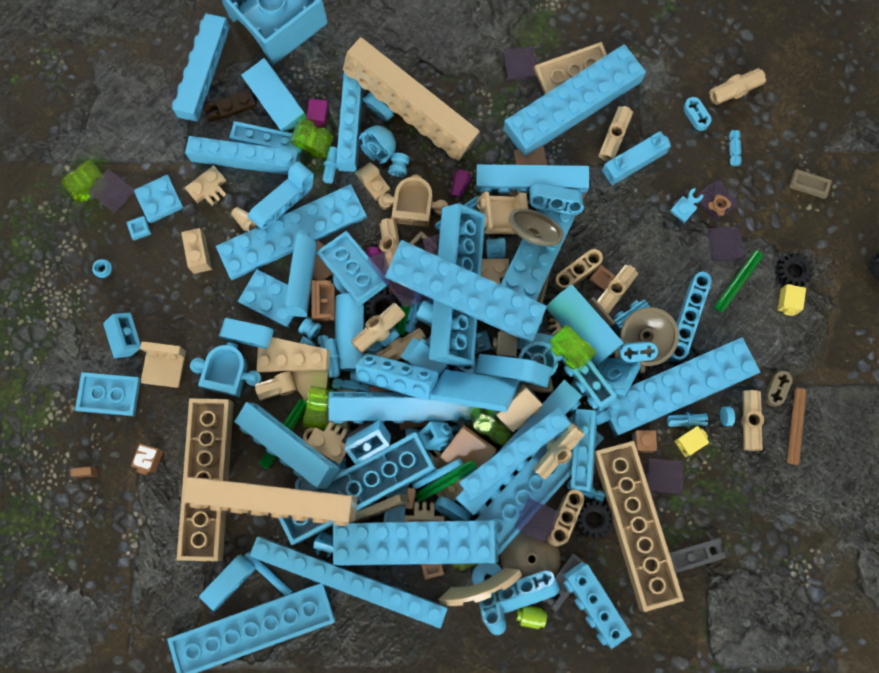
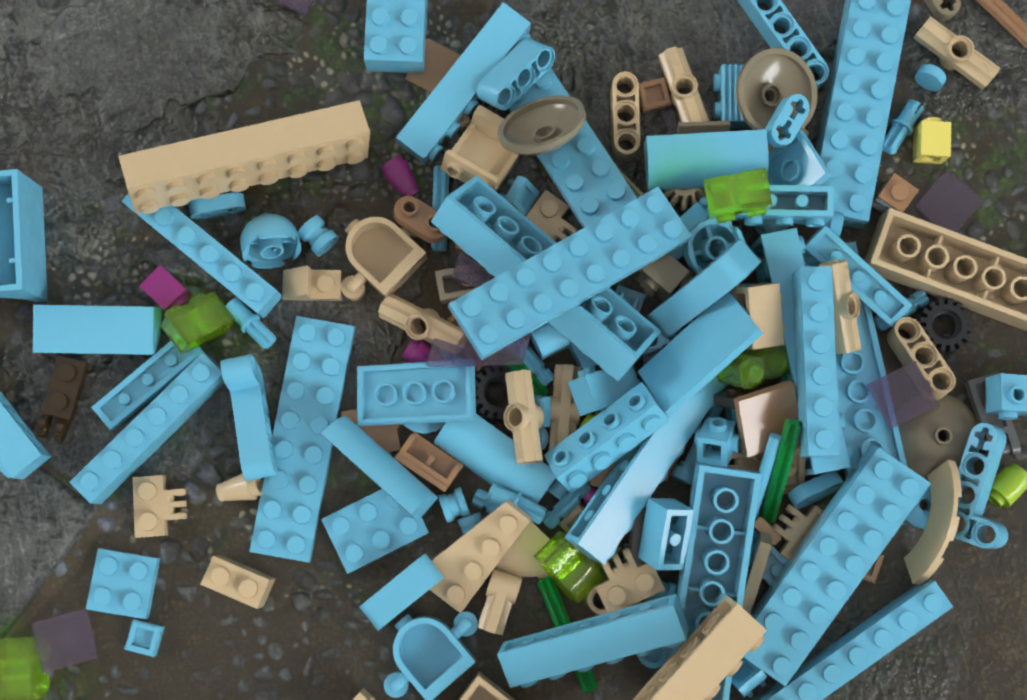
camera: 60 degrees left, 5 degrees up
(439, 202) = (418, 220): none -> medium nougat plate

